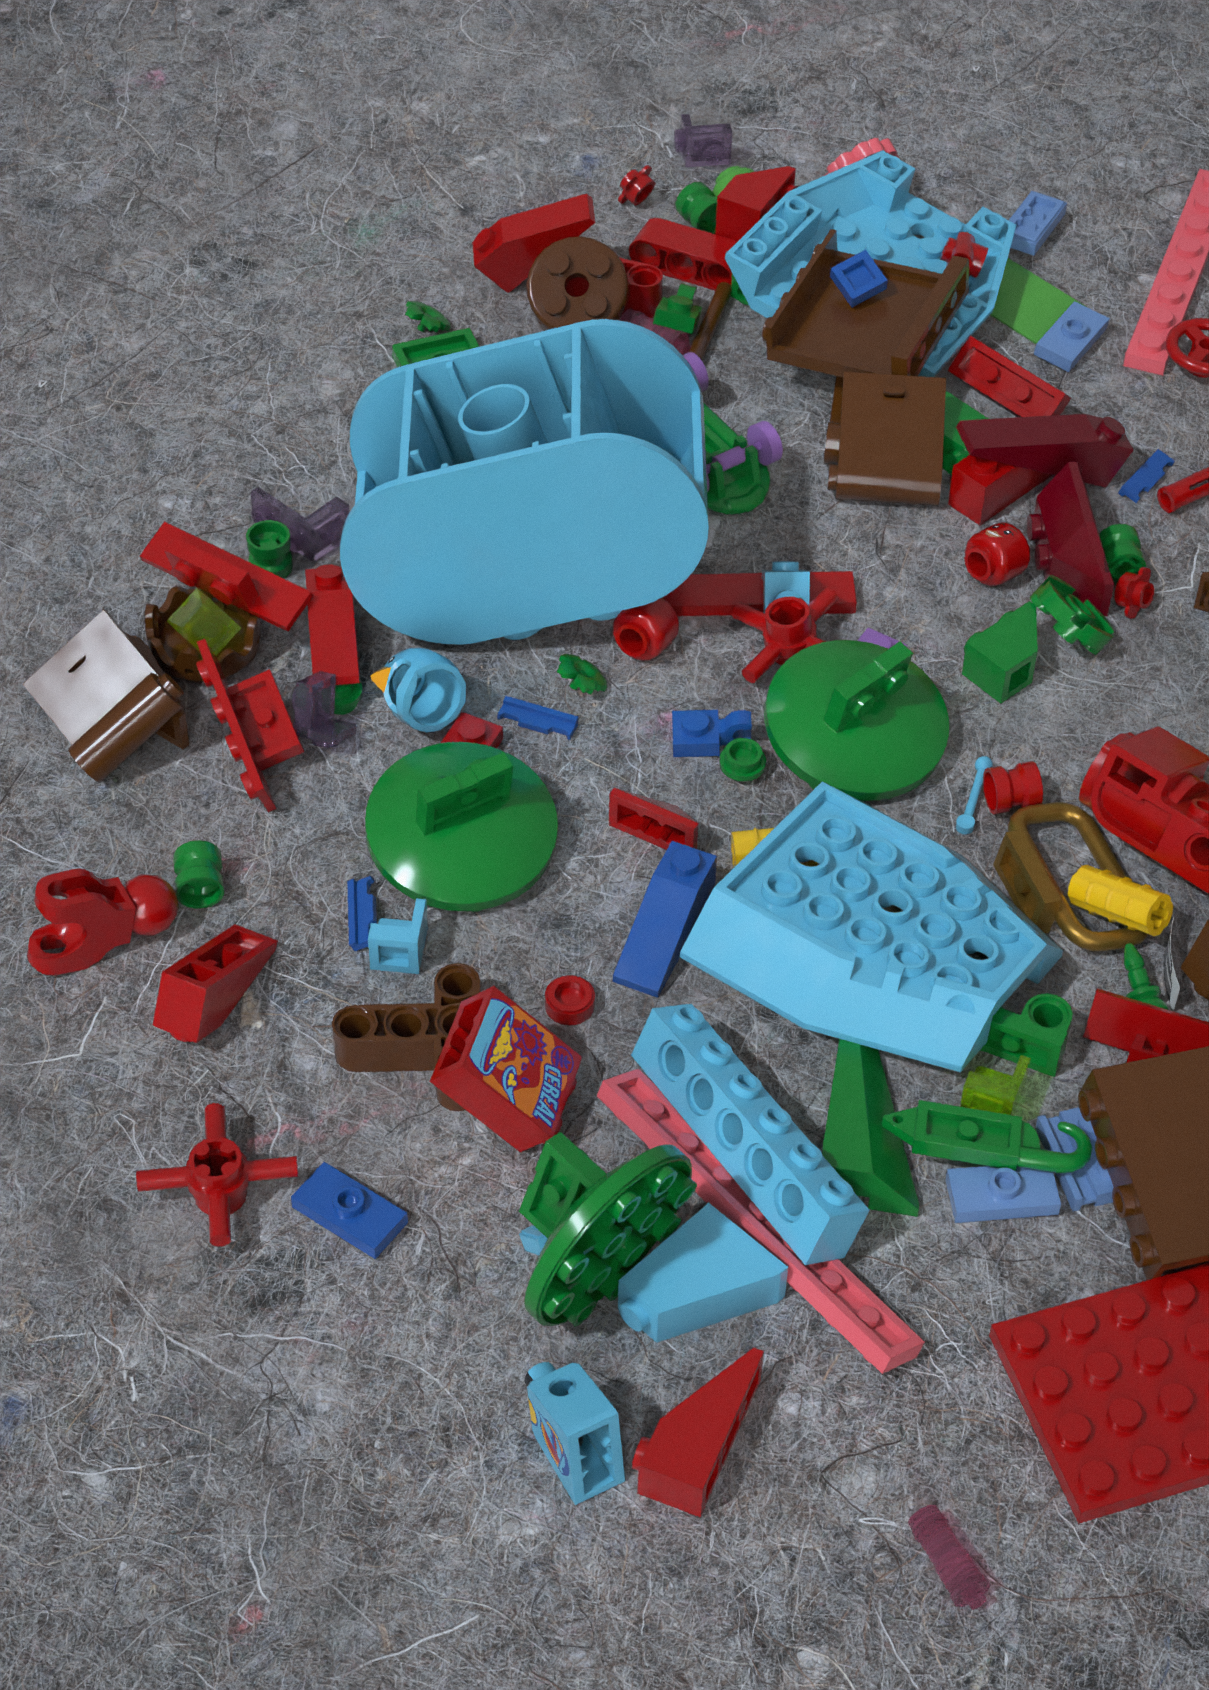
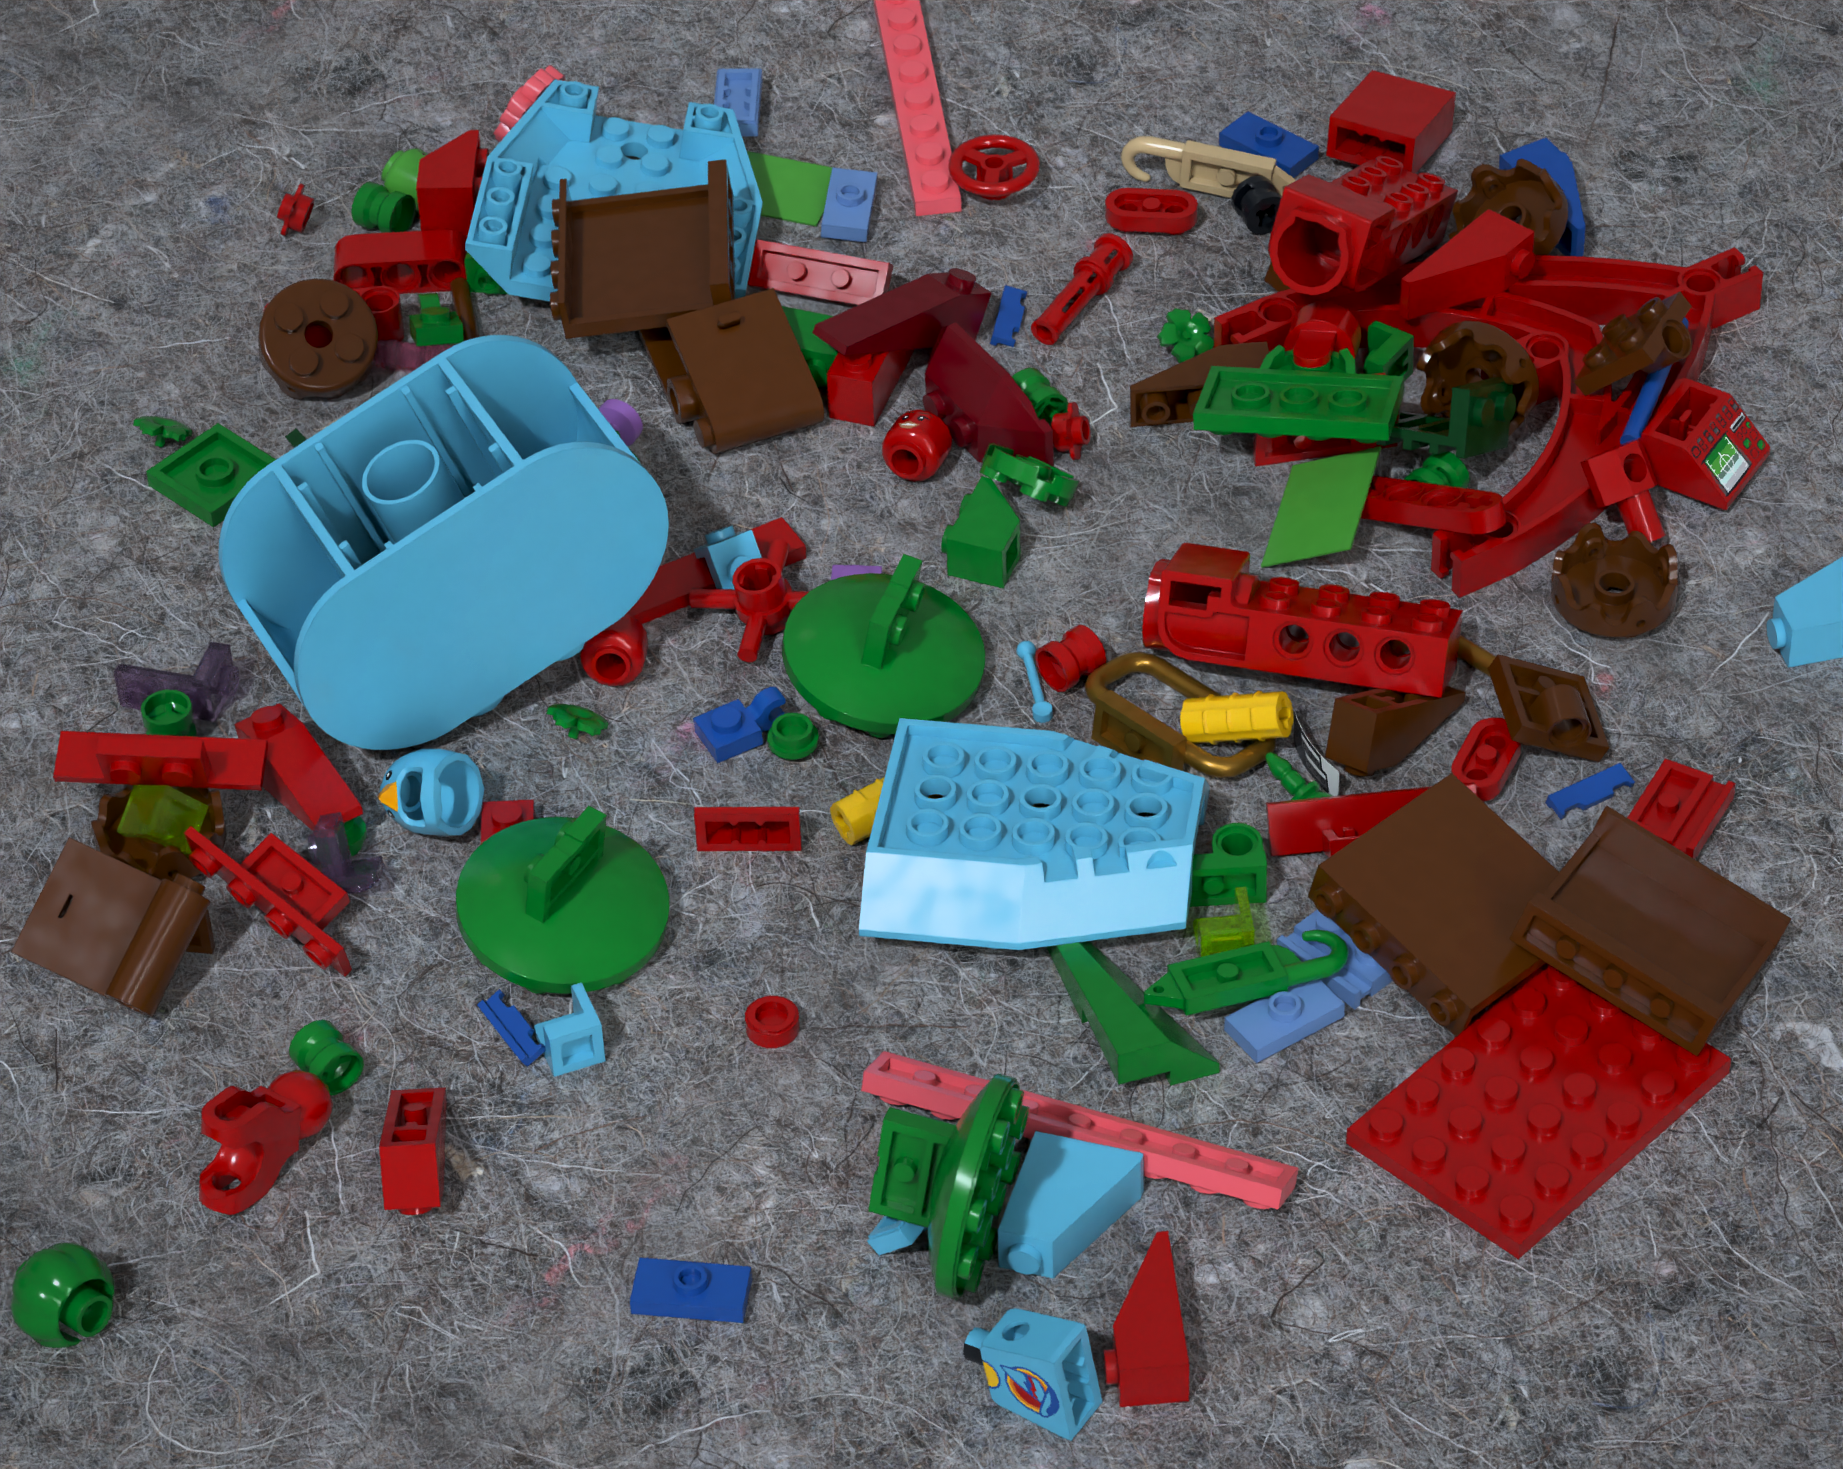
camera: 25 degrees left, 5 degrees down
(217, 1175) = (549, 1309): red bar -> none
(404, 1034) = (671, 1102): reddish brown beam -> none
(507, 1069) = (770, 1096): brick -> none
(515, 241) = (228, 310): red slope -> none
(538, 717) = (558, 778): blue piece -> none
(666, 918) = (820, 908): blue slope -> none
(703, 143) = (336, 141): clear purple bracket -> none
(750, 1134) = (953, 1044): medium azure brick -> none
(858, 278) = (618, 220): blue plate -> none
(951, 1560) = (1429, 1330): clear pink piece -> none
(965, 247) = (694, 156): red plate -> none

